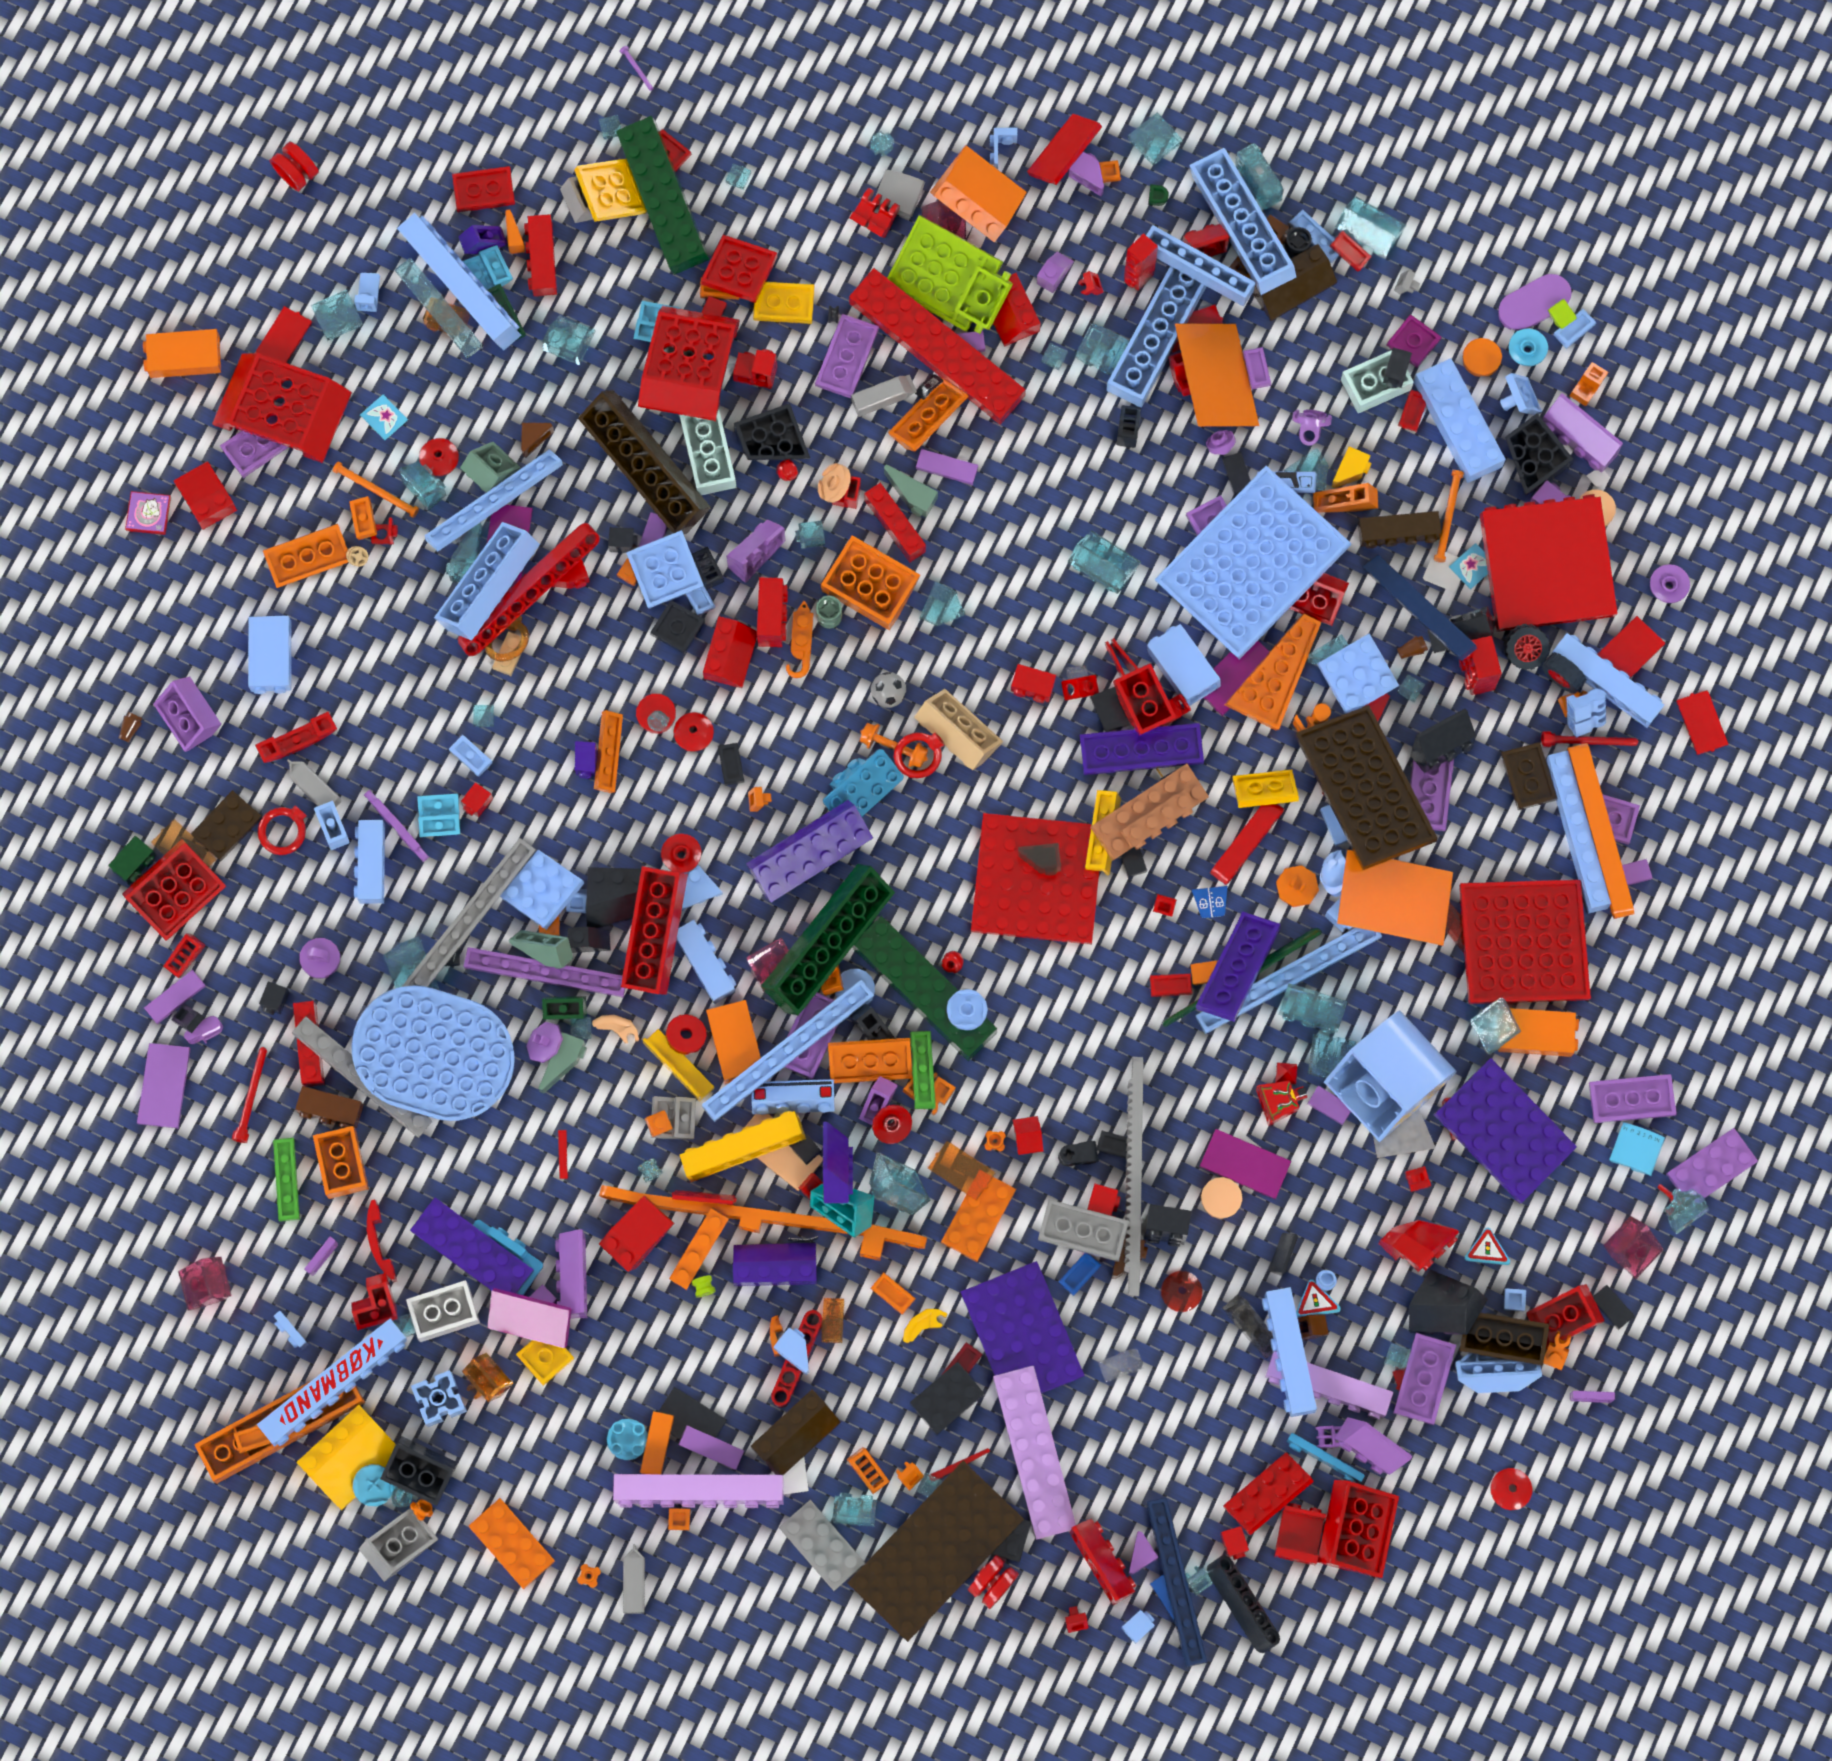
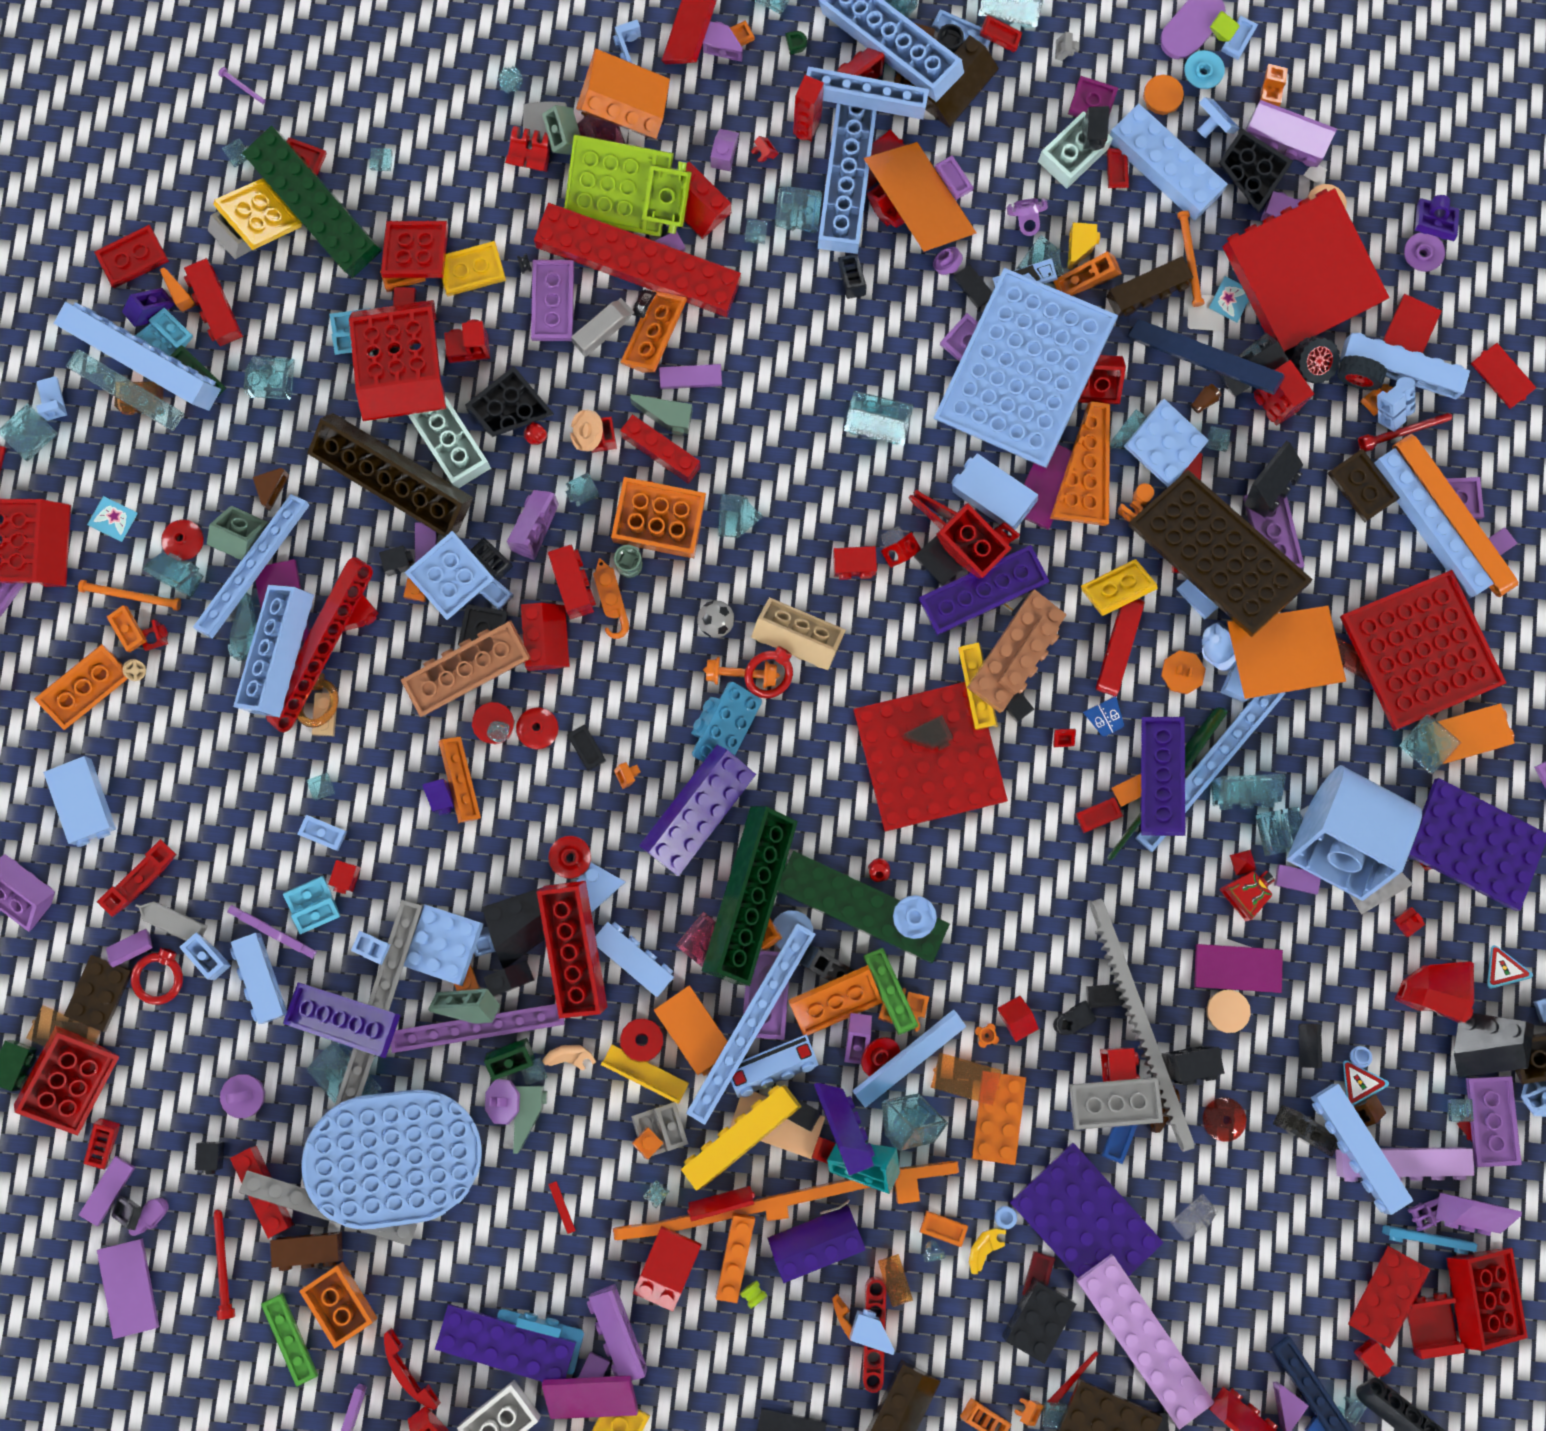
camera: 25 degrees left, 5 degrees up
(267, 795) = (129, 947): none -> medium lavender tile
(432, 918) = (342, 1019): none -> plate
(478, 869) = (370, 947): none -> light blue slope
(649, 655) = (465, 668): none -> nougat plate
(875, 1311) = (936, 1255): none -> clear light blue tile
(910, 204) = (561, 128): none -> sand green brick
(918, 1134) = (909, 1058): none -> light blue tile
(951, 1304) = (1005, 1217): none -> light blue tile
(1693, 556) = (1437, 218): none -> dark purple plate

